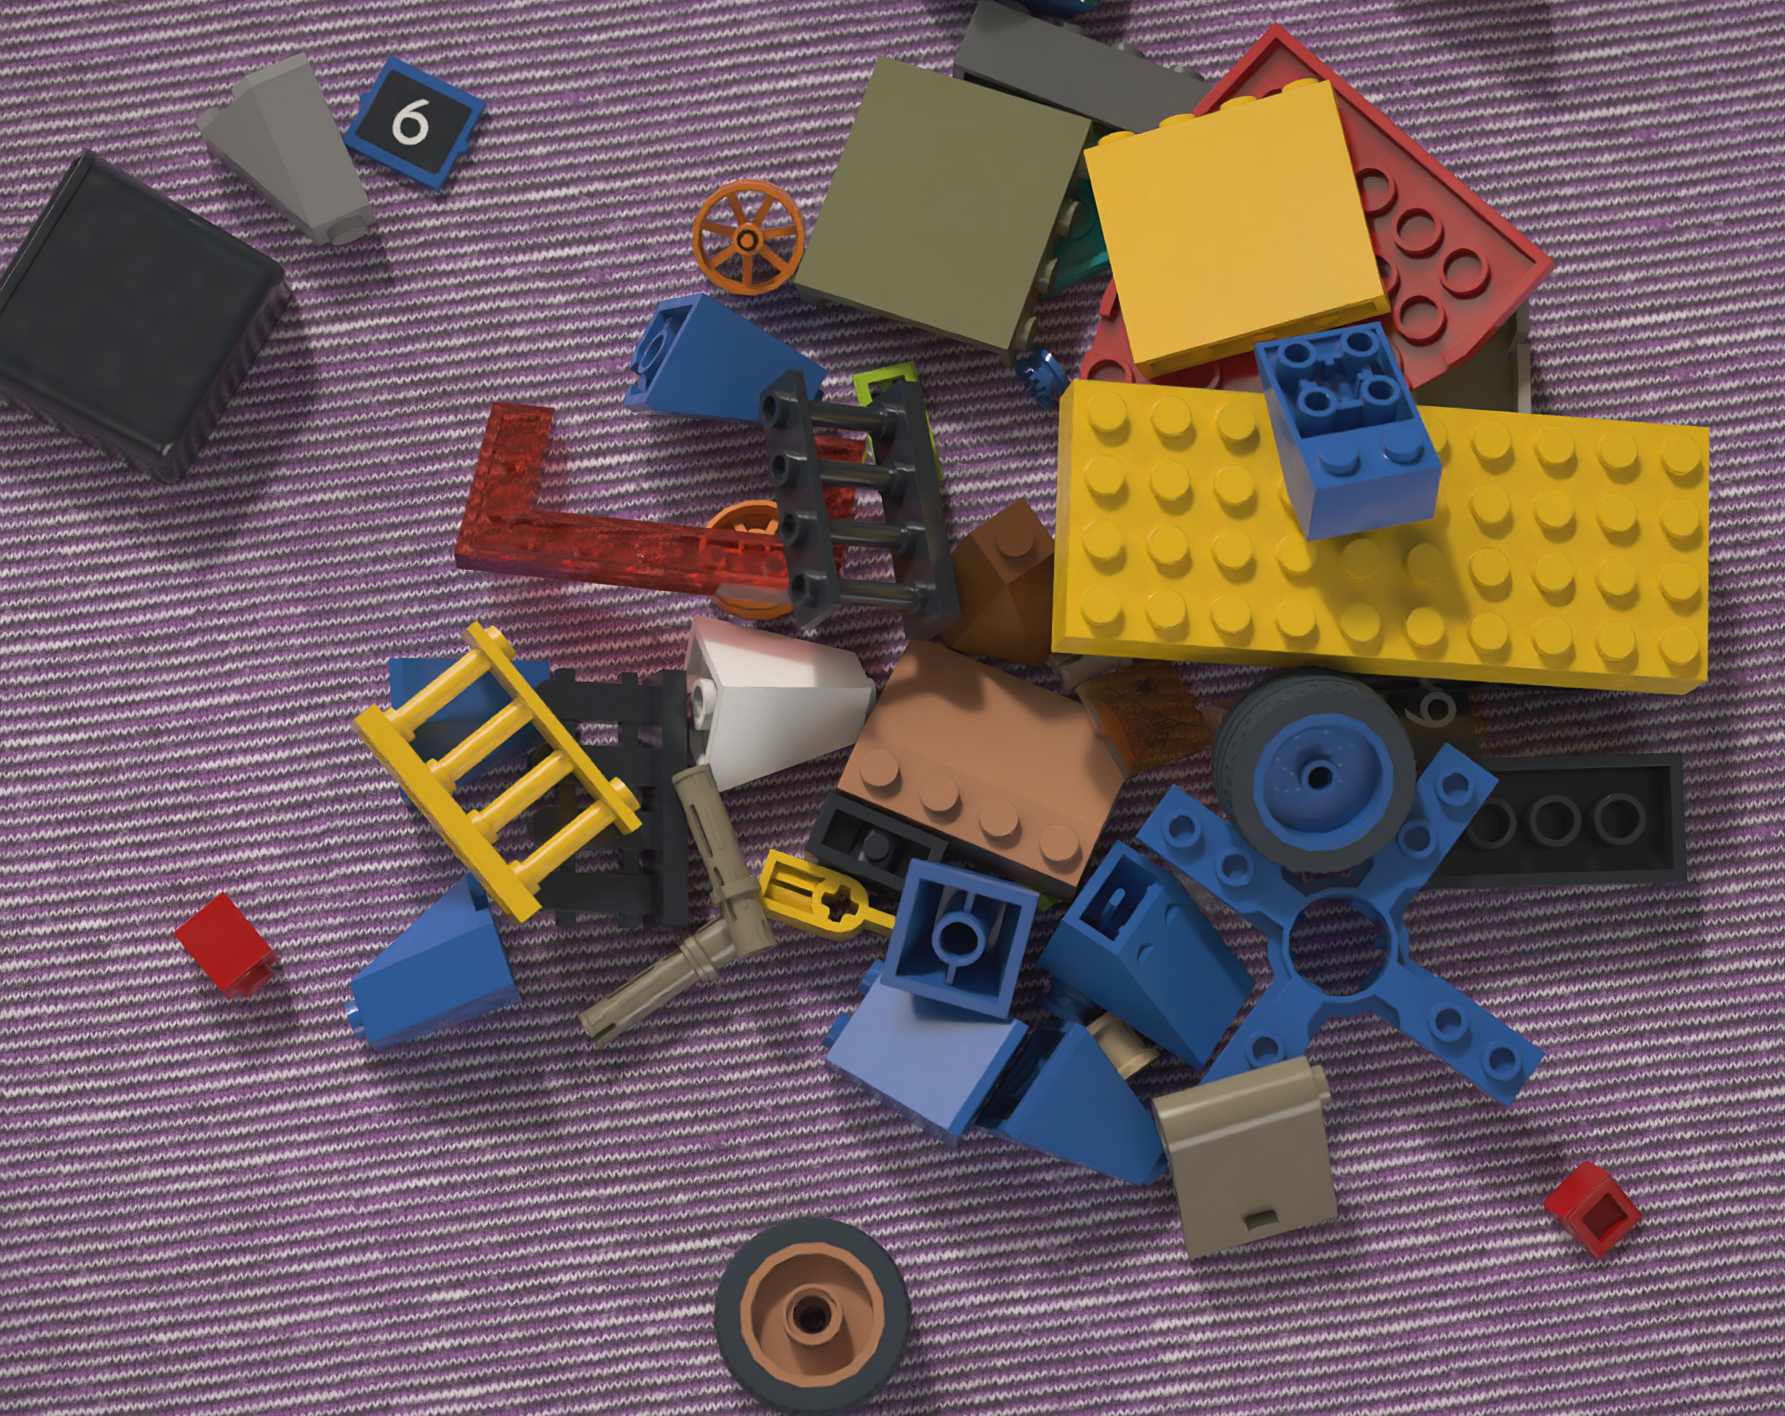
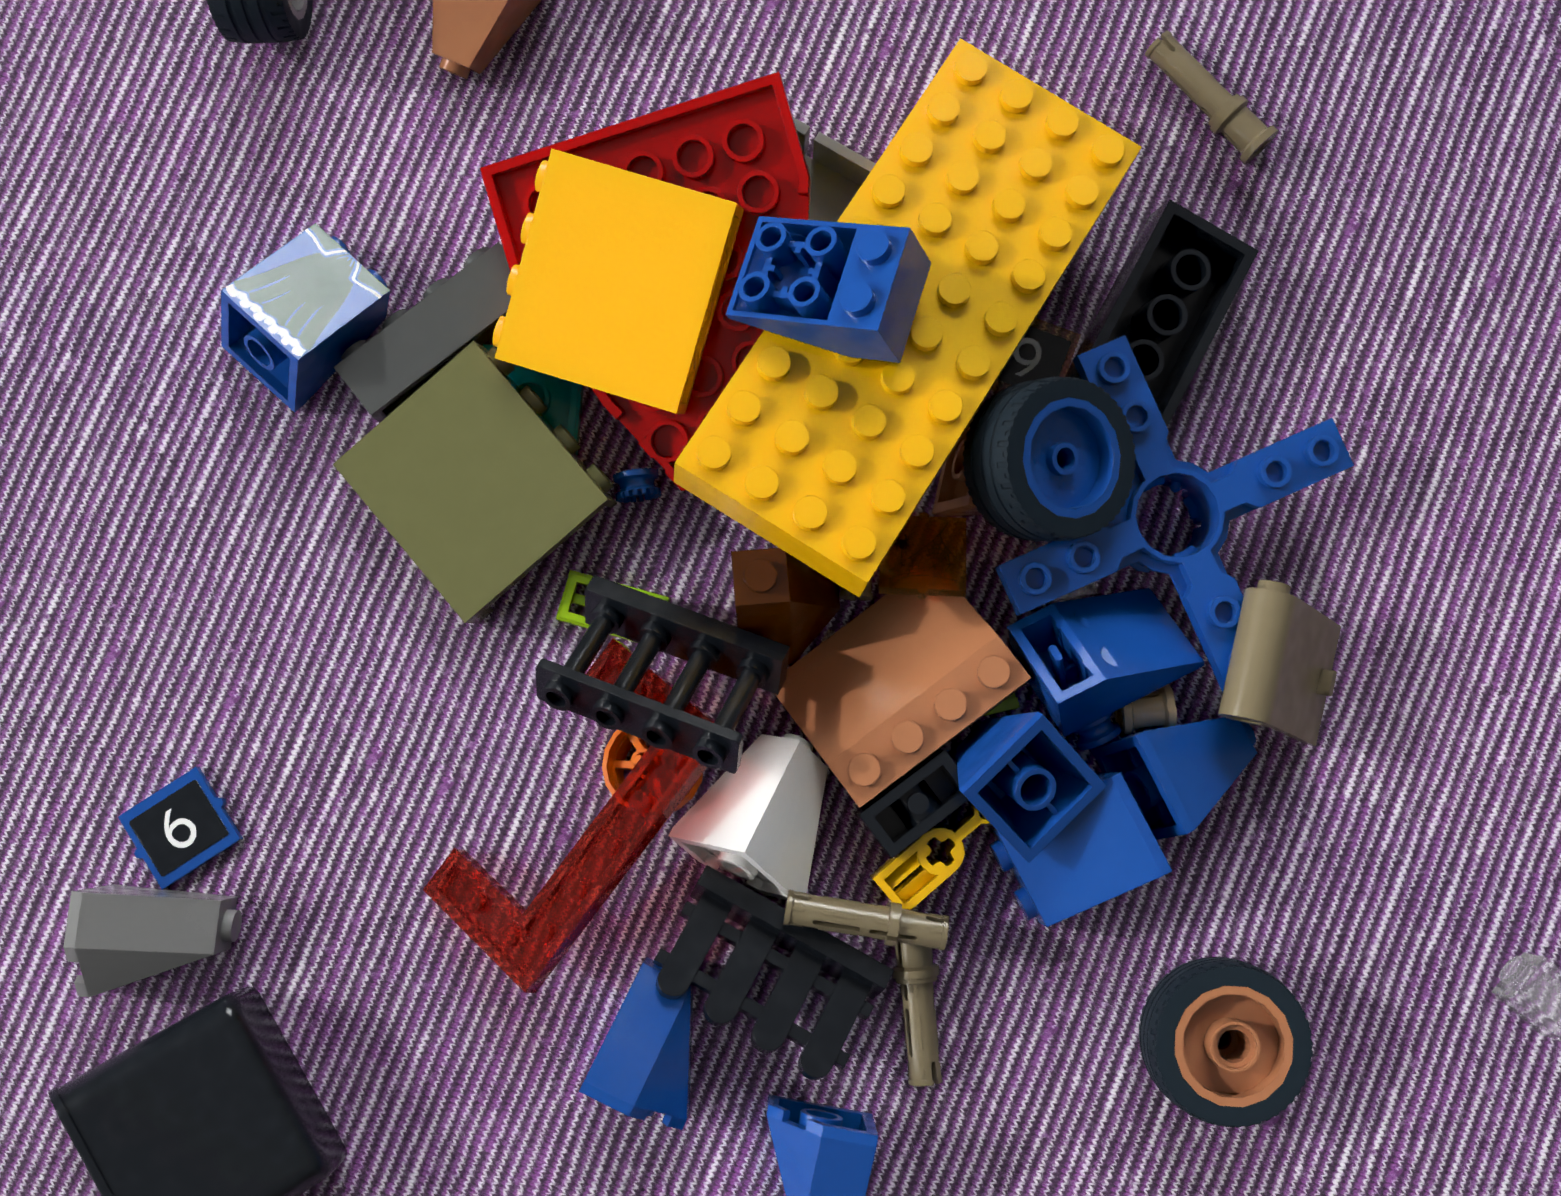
camera: 60 degrees left, 5 degrees up
(433, 782) = (747, 1100): yellow fence -> none
(710, 364) = (491, 717): blue slope -> none
(749, 237) = (411, 635): orange wheel -> none
(1592, 1209) = (1429, 451): red slope -> none

